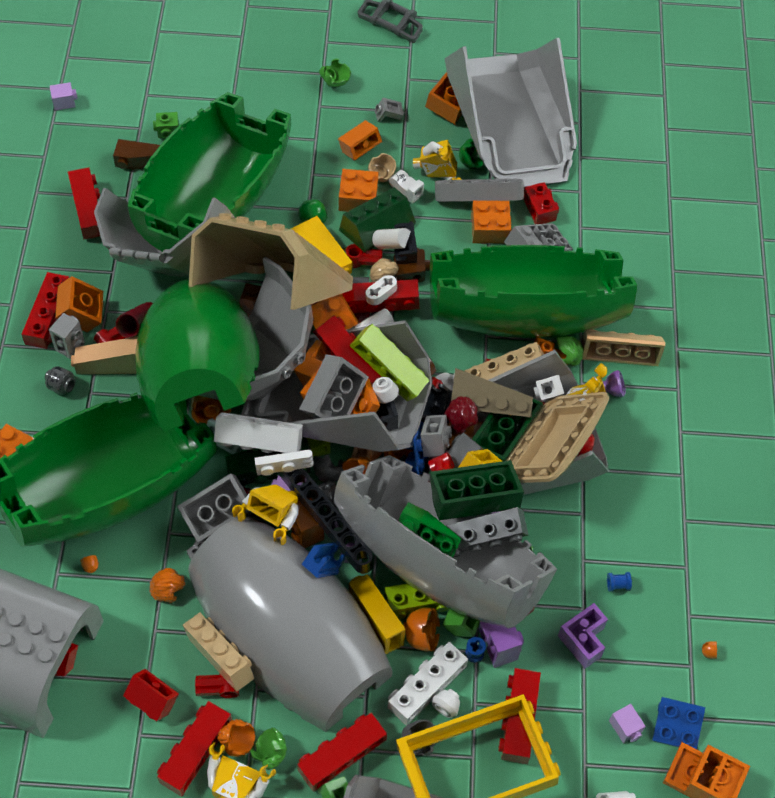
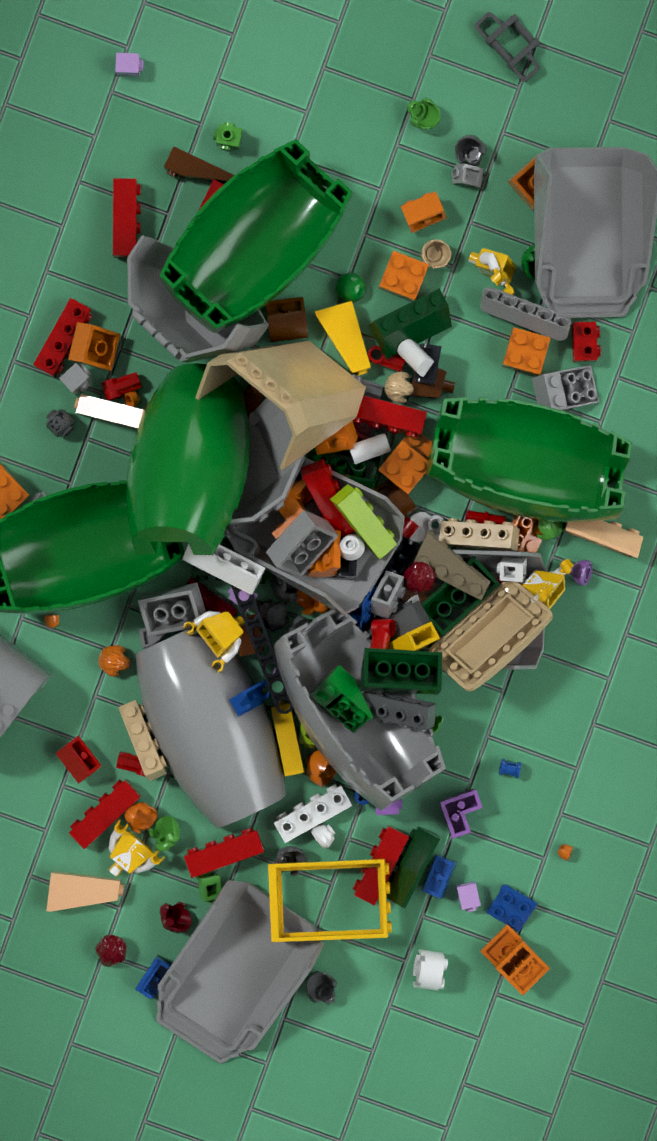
camera: 20 degrees right, 30 degrees up
(129, 323) = (145, 384): dark red piece -> none
(284, 462) = (241, 599): white hinge -> none
(381, 290) = (389, 420): white beam -> none
(384, 87) = (470, 149): none -> dark grey hair
(407, 185) = (455, 280): white leg -> none
(422, 325) = (407, 463): none -> orange bracket
(555, 702) = (412, 865): none -> dark green slope
(588, 711) = (439, 876): none -> blue hinge

